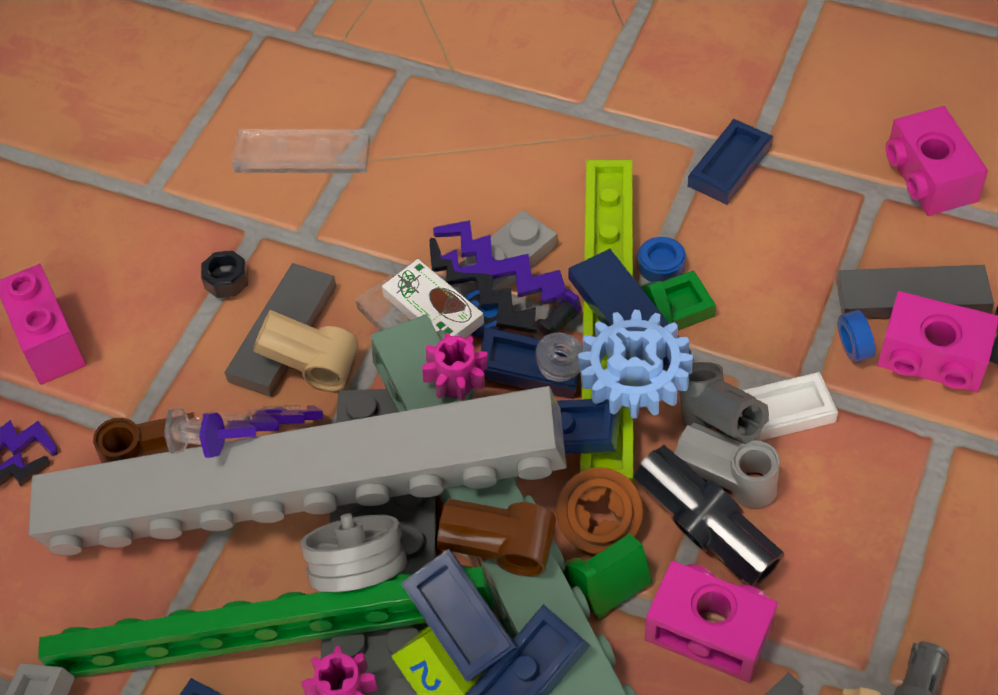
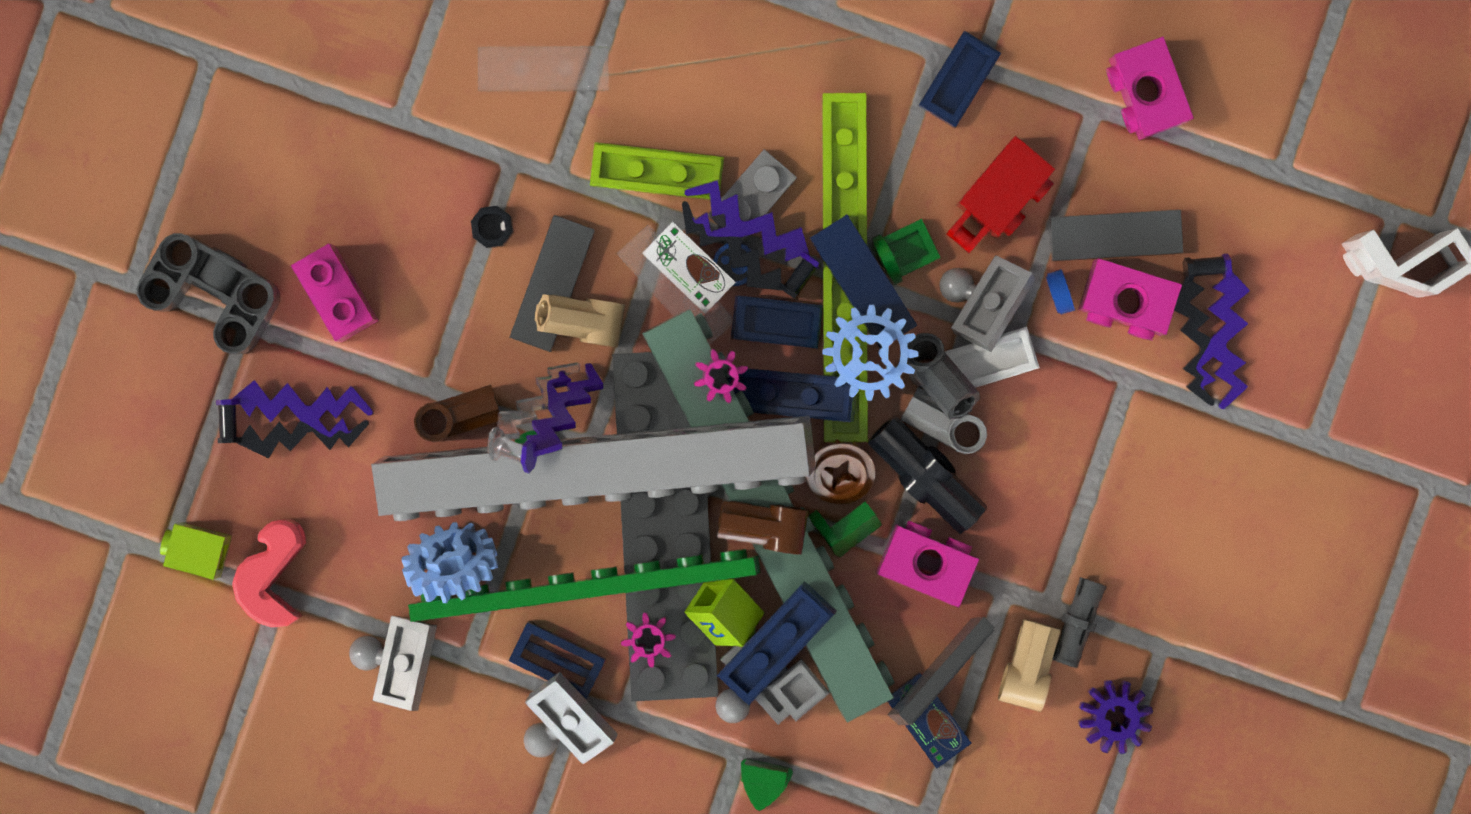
camera: 10 degrees left, 35 degrees up
(102, 590) = (449, 562): none -> light blue gear
(354, 553) = (646, 524): light grey wheel -> none
(397, 231) = (653, 170): none -> lime tile
(459, 615) = (738, 598): dark blue tile -> none
(554, 366) = (792, 330): clear plate -> none
(661, 259) = (892, 200): blue tile -> none
(773, 348) = (989, 302): none -> light grey plate
(782, 245) = (1002, 193): none -> red brick

